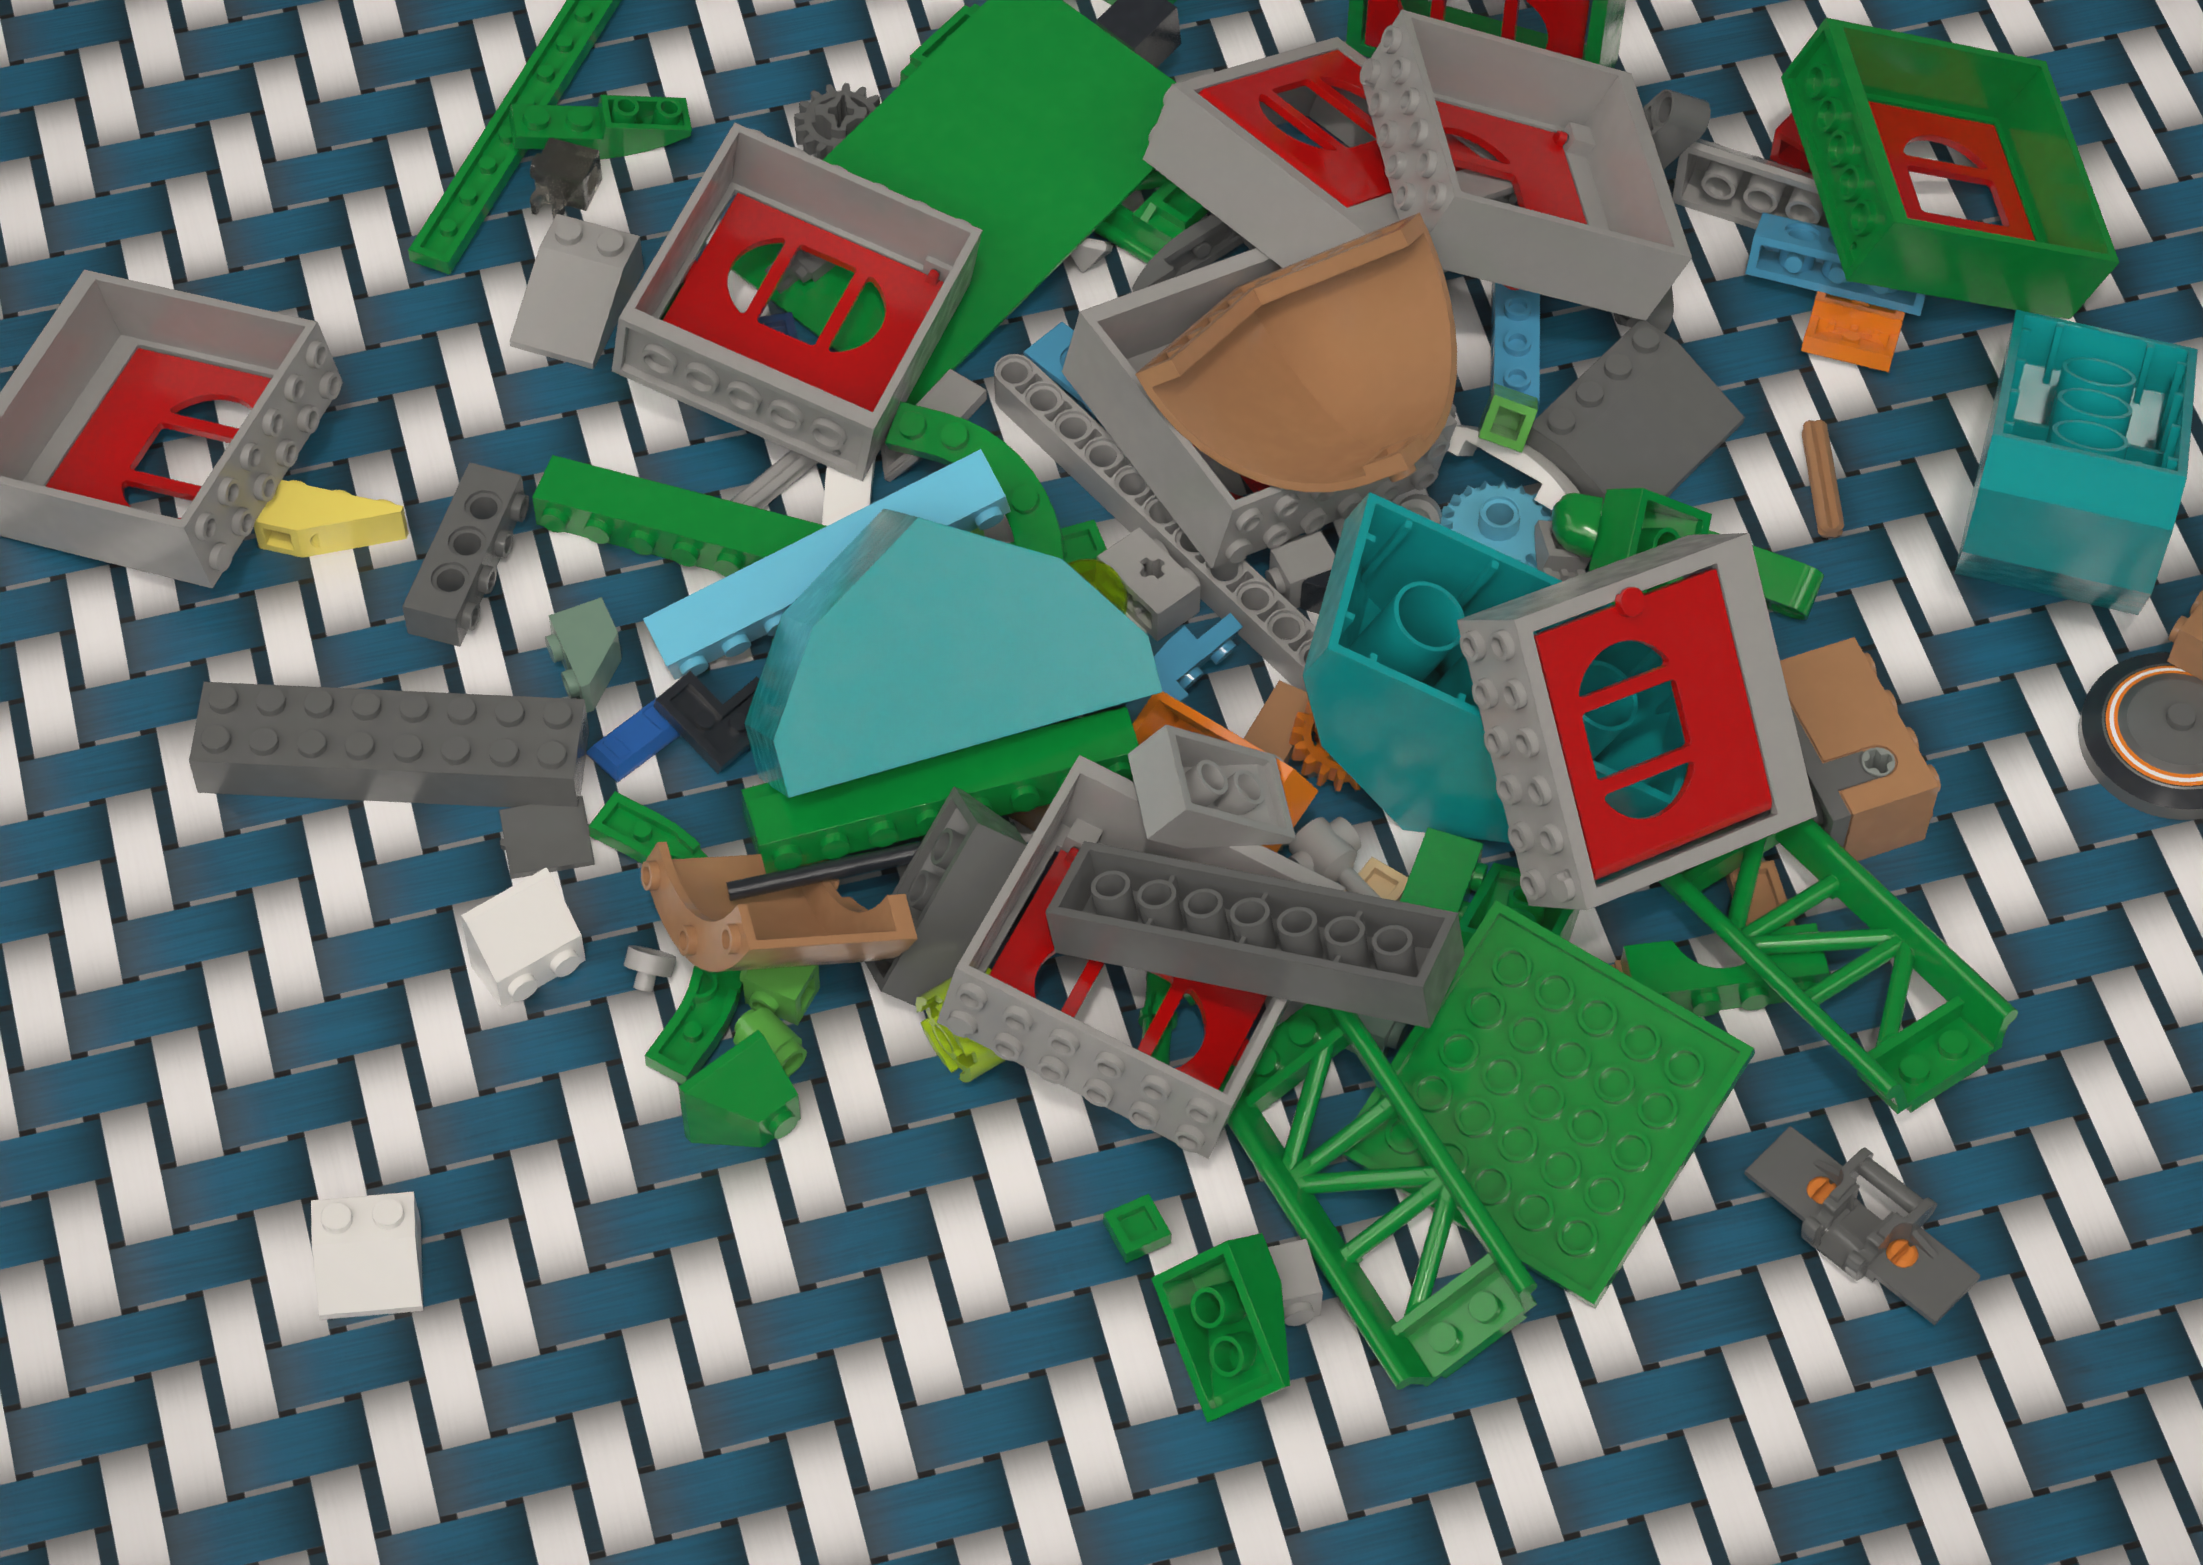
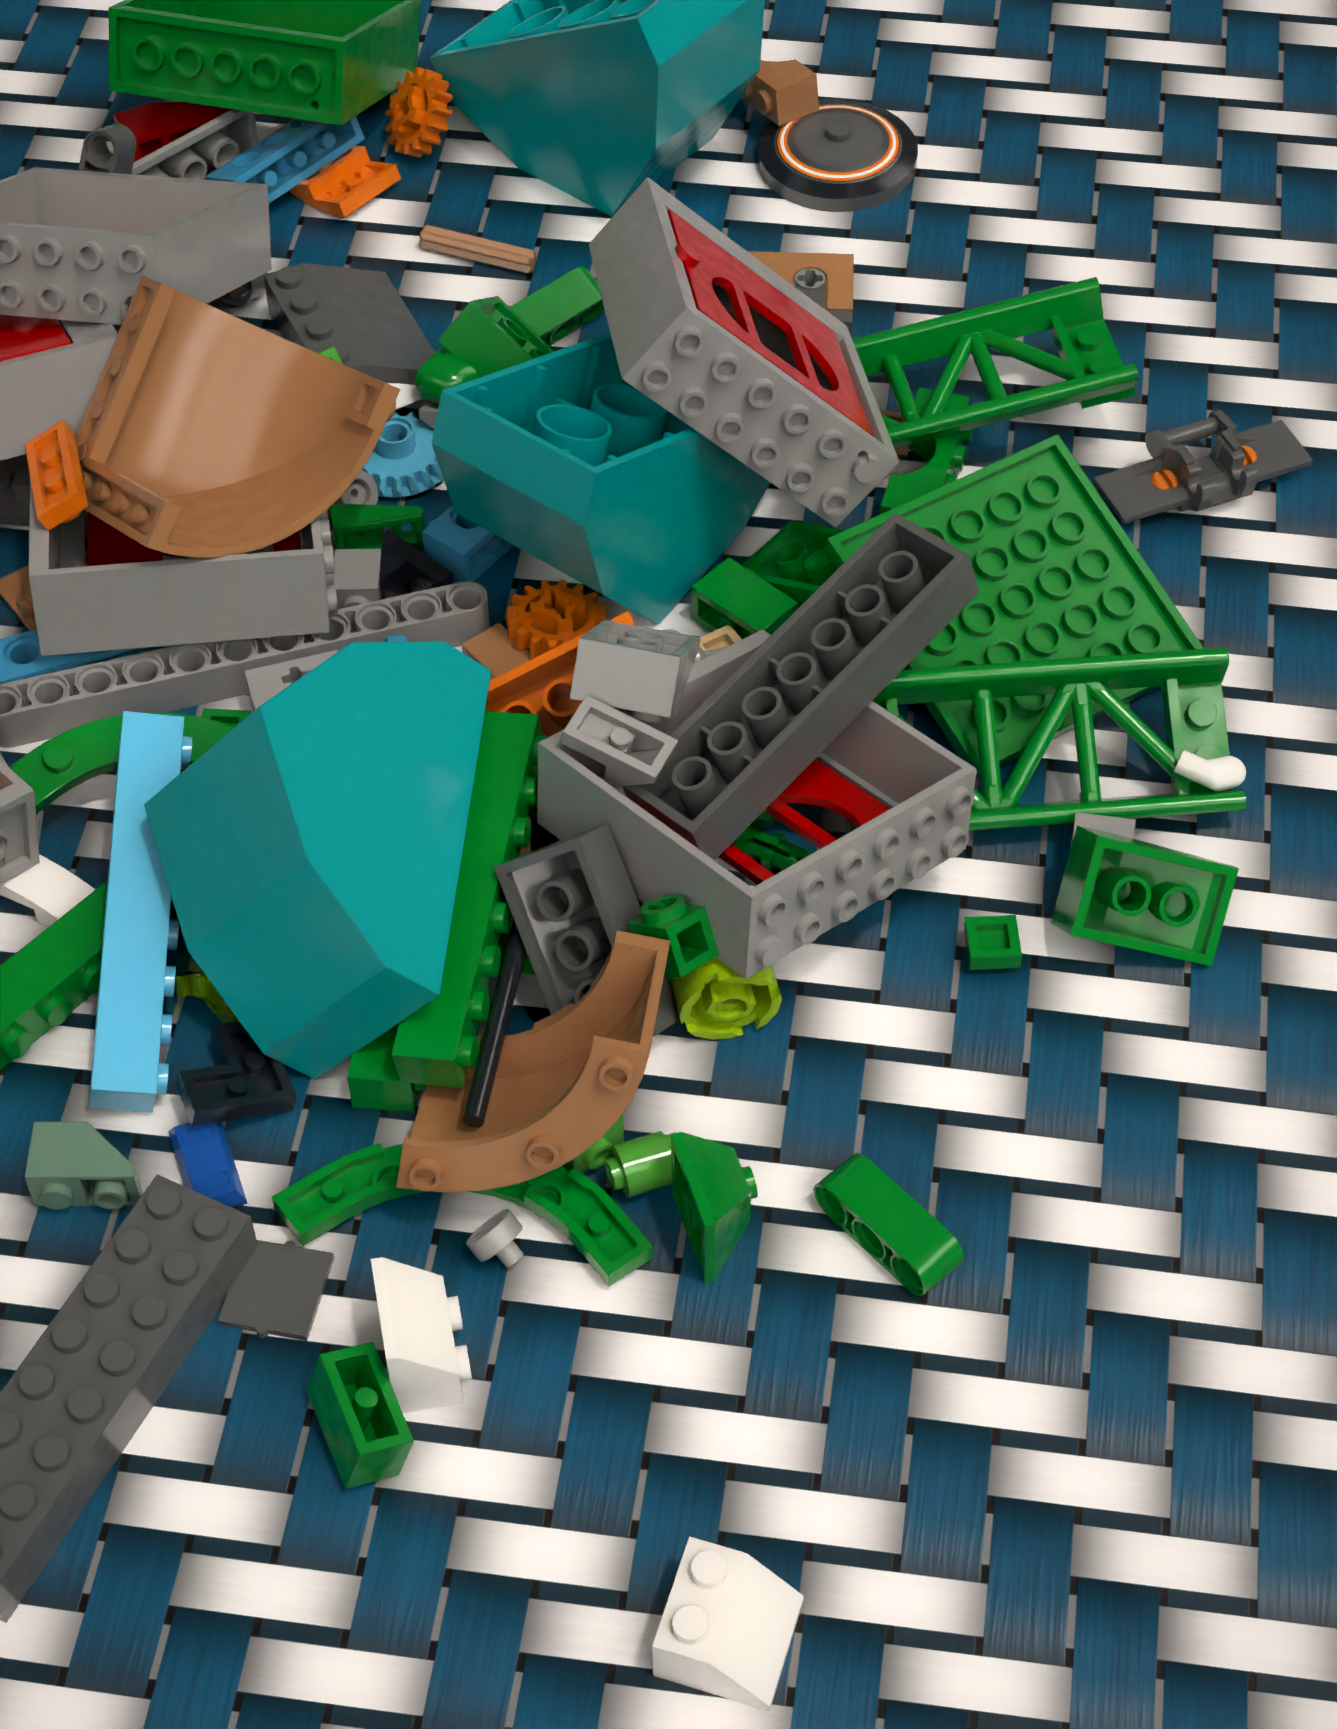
camera: 65 degrees left, 5 degrees down
(432, 933) = (359, 1415): none -> green brick
(789, 1245) = (889, 1224): none -> green beam
(944, 945) = (685, 928): none -> green brick
(1103, 811) = (625, 745): none -> light grey slope
(1217, 275) = (56, 475): none -> orange plate
(1414, 1342) = (1214, 774): none -> white arm
(1968, 341) = (418, 112): none -> orange gear

